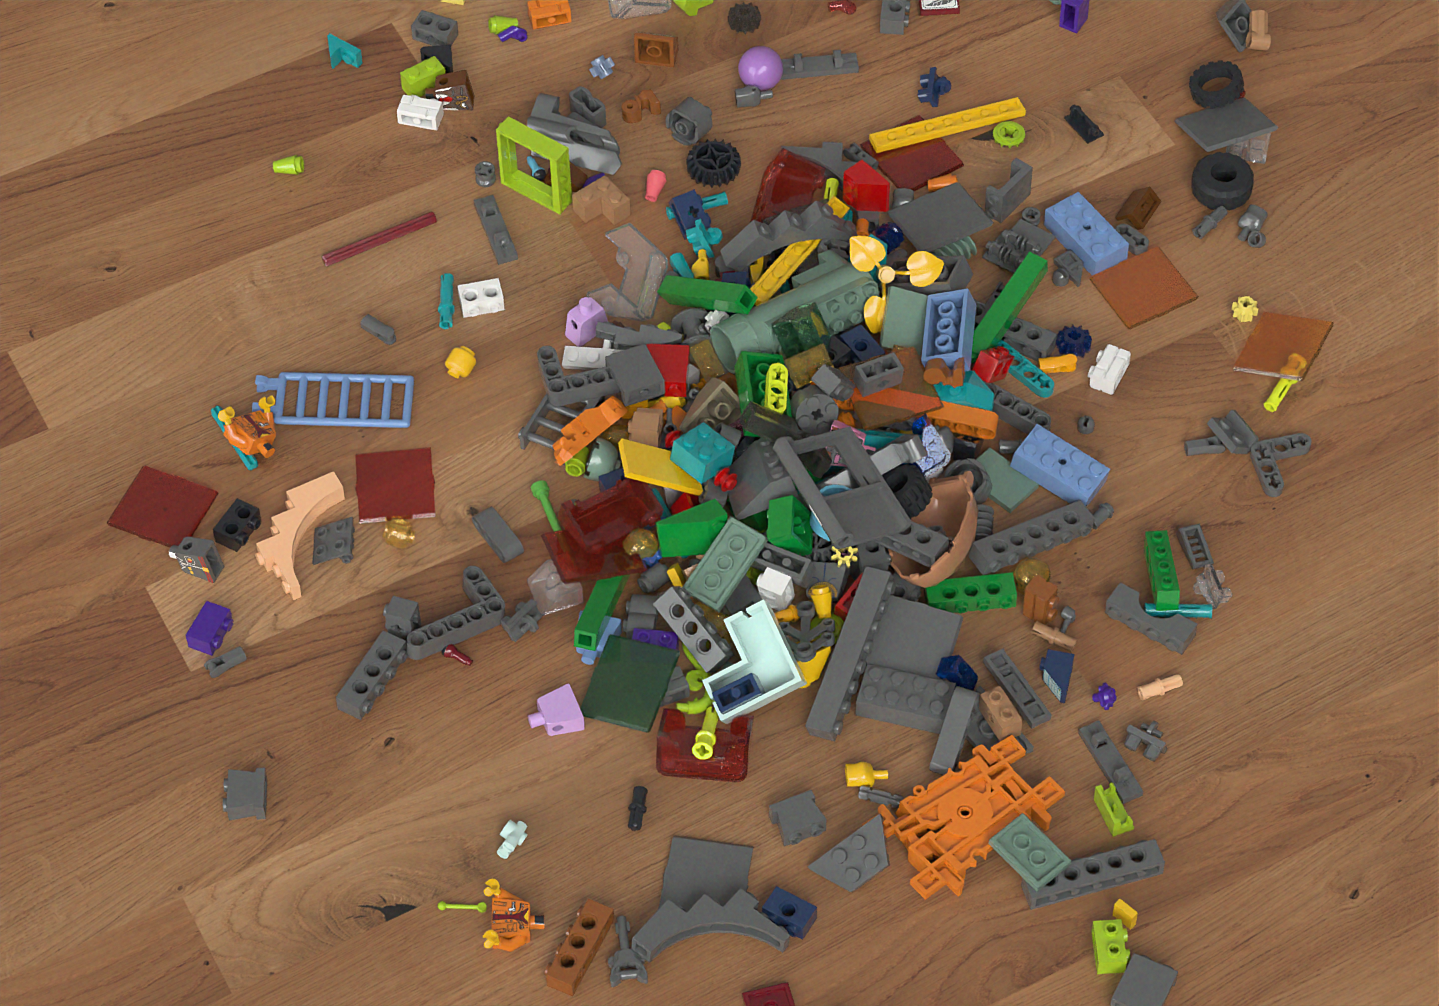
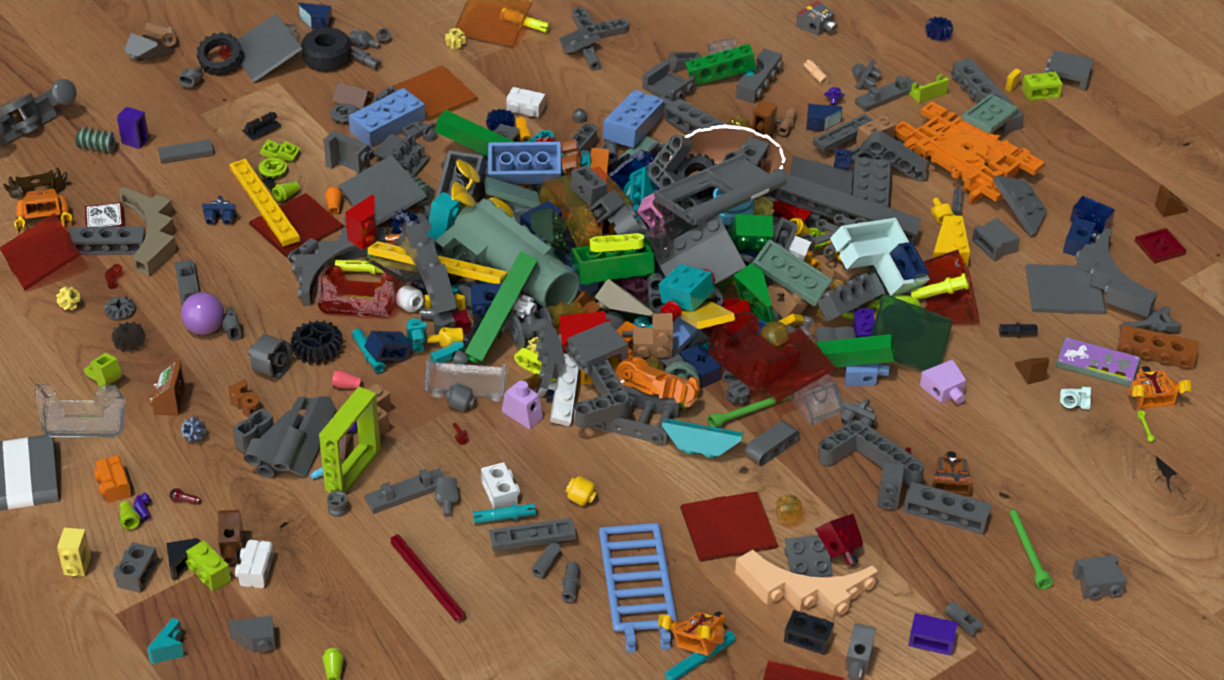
camera: 100 degrees left, 10 degrees down
(261, 743) = (1042, 577): none -> bright green piece
(336, 112) = (254, 633): none -> dark grey slope
(342, 564) = (841, 538): none -> dark red torso
(346, 345) = (570, 581): none -> dark grey pin
(406, 315) = (532, 534): none -> dark grey hinge
(417, 688) = (952, 475): none -> torso
(479, 255) = (446, 493): none -> dark grey piece
(516, 467) = (701, 438): none -> wedge
(522, 60) = (178, 495): none -> dark red piece
(561, 277) = (461, 436): none -> clear red hand
(569, 805) = (1033, 369): none -> reddish brown slope
(572, 881) = (1098, 361): none -> tile
(611, 272) = (460, 397): none -> dark grey head
(787, 16) = (126, 309): none -> dark grey gear
(793, 766) = (952, 237): none -> yellow wedge
(826, 934) = (1093, 211): none -> clear blue brick
(909, 37) = (158, 241): none -> dark tan arch
(964, 143) = (284, 191): none -> lime cone
(1040, 141) = (275, 150): none -> lime slope
(1047, 62) = (185, 151): none -> dark grey tile
(1103, 193) = (339, 112): none -> dark grey gear
(1144, 514) = (663, 82): none -> dark grey panel
(1179, 62) = (190, 77): none -> dark grey piece
(1249, 848) = (939, 28): none -> clear blue gear
(1277, 705) = (816, 19): none -> dark grey torso
(1296, 176) = (315, 15): none -> dark blue slope

